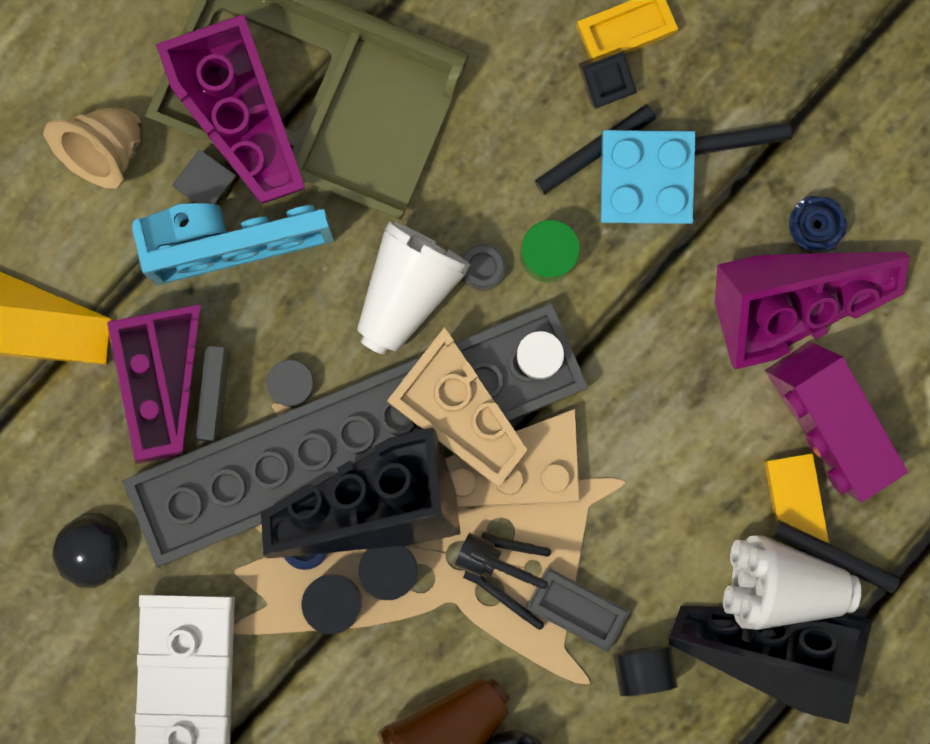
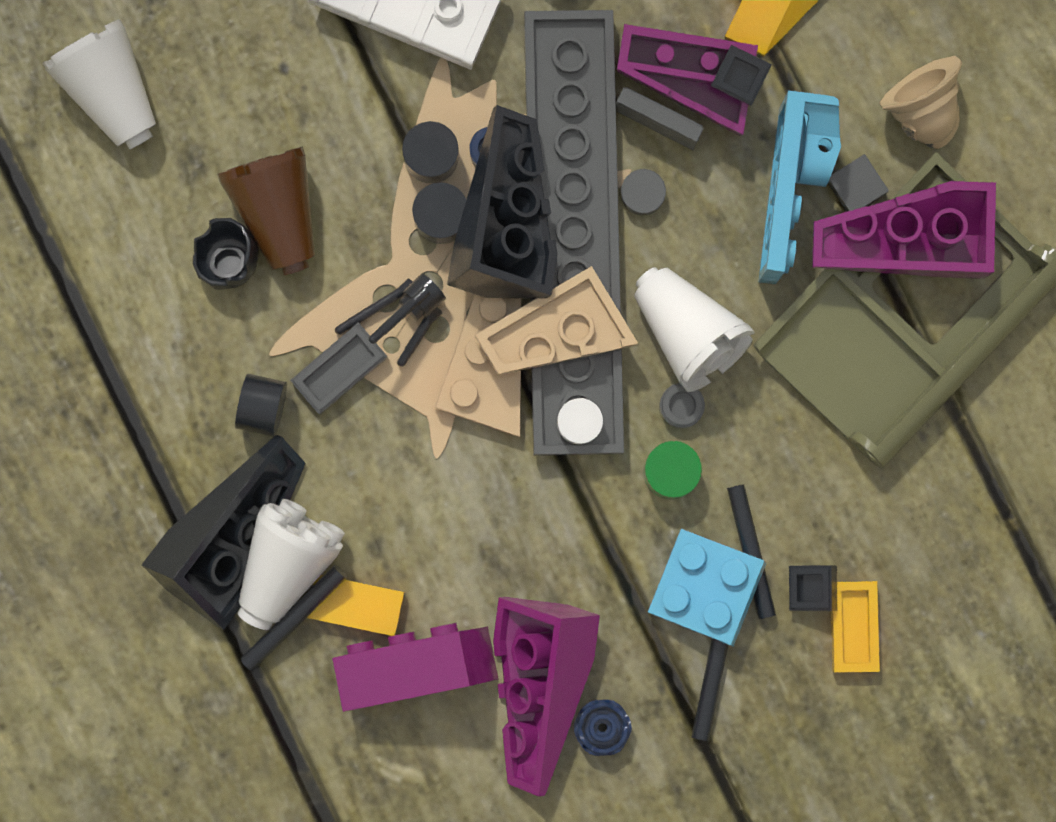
camera: 110 degrees right, 0 degrees up
(143, 326) = (741, 75): none -> black tile

